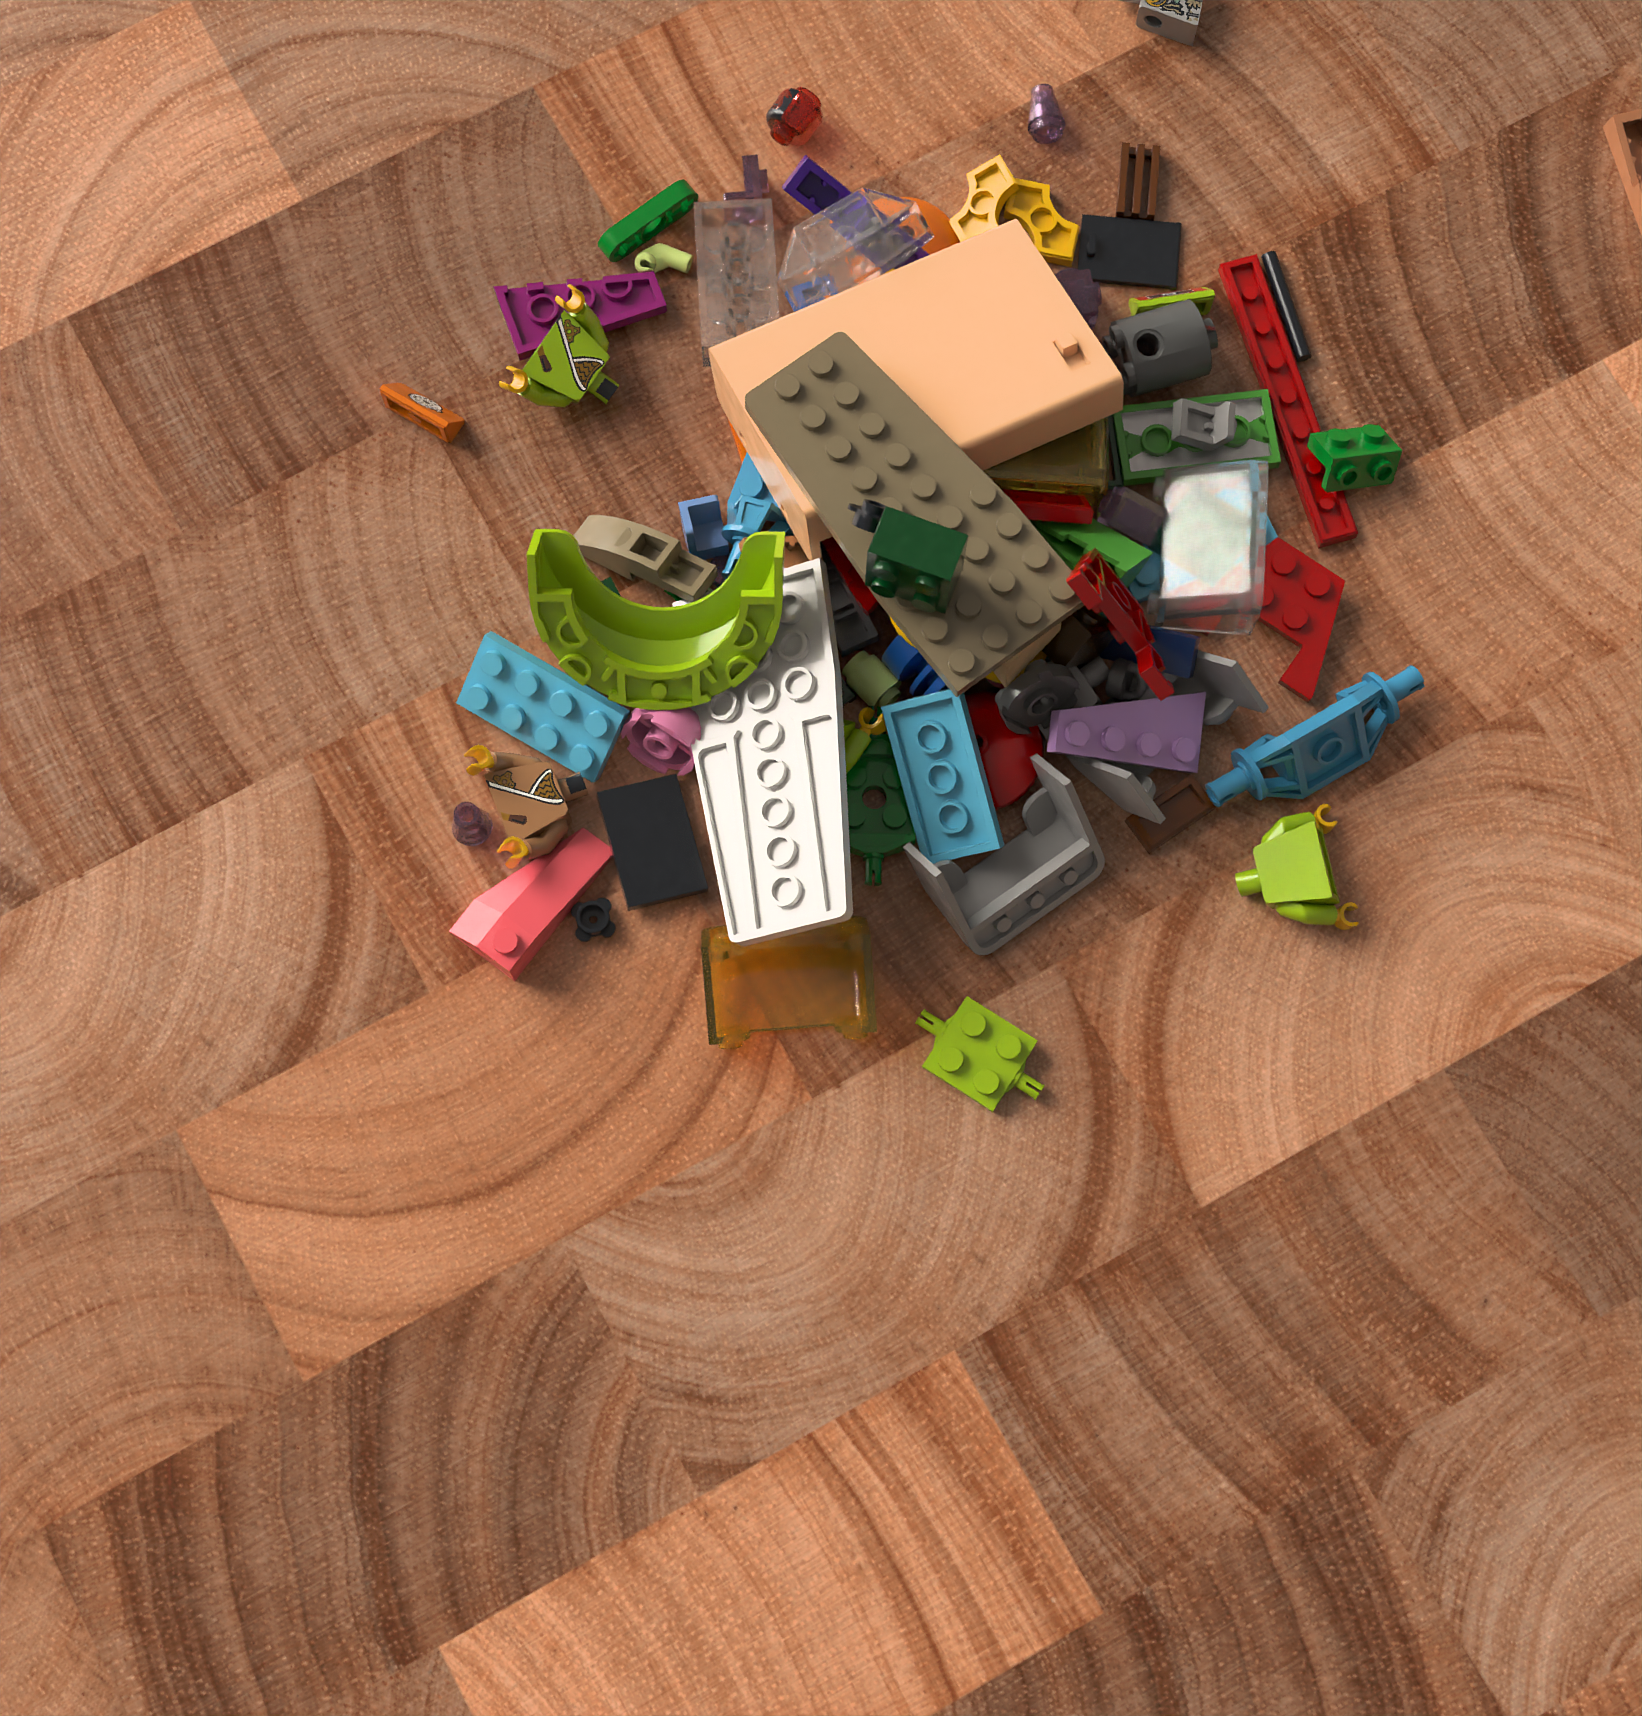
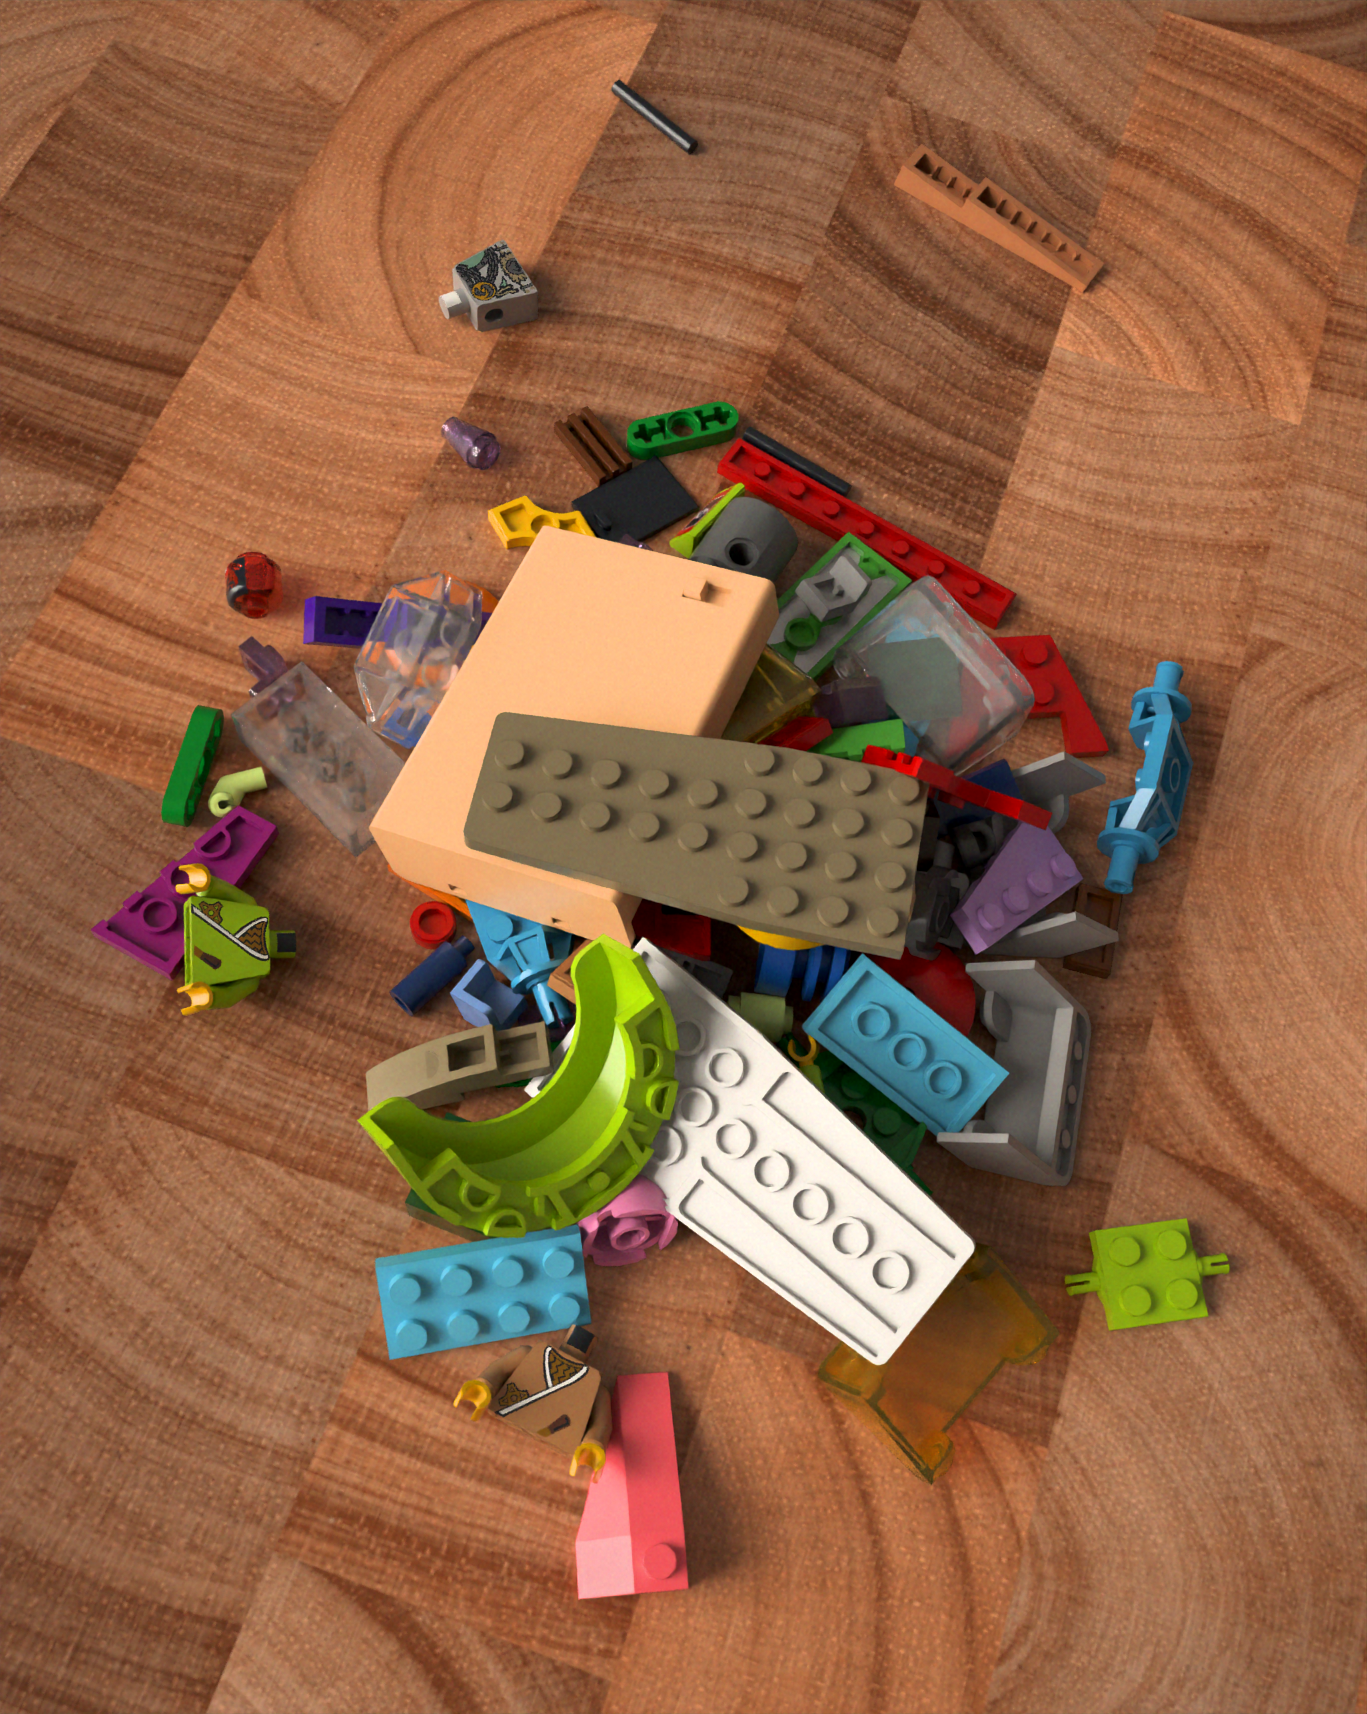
camera: 50 degrees left, 10 degrees down
(421, 411) = (112, 1101): orange slope -> none
(473, 831) = (510, 1485): cone -> none
(584, 911) = (722, 1458): black plate -> none
(652, 842) = (695, 1334): black tile -> none
(684, 484) = (432, 975): none -> dark blue cylinder
(715, 452) = (433, 924): none -> red tile
(867, 515) = (692, 851): black plate -> none
(915, 560) = (778, 856): dark green brick -> none
(988, 191) = (479, 531): yellow tile -> none
(1221, 232) = (694, 418): none -> green beam
(1297, 871) = (1237, 894): lime torso -> none
(1355, 457) = (963, 532): green bracket -> none

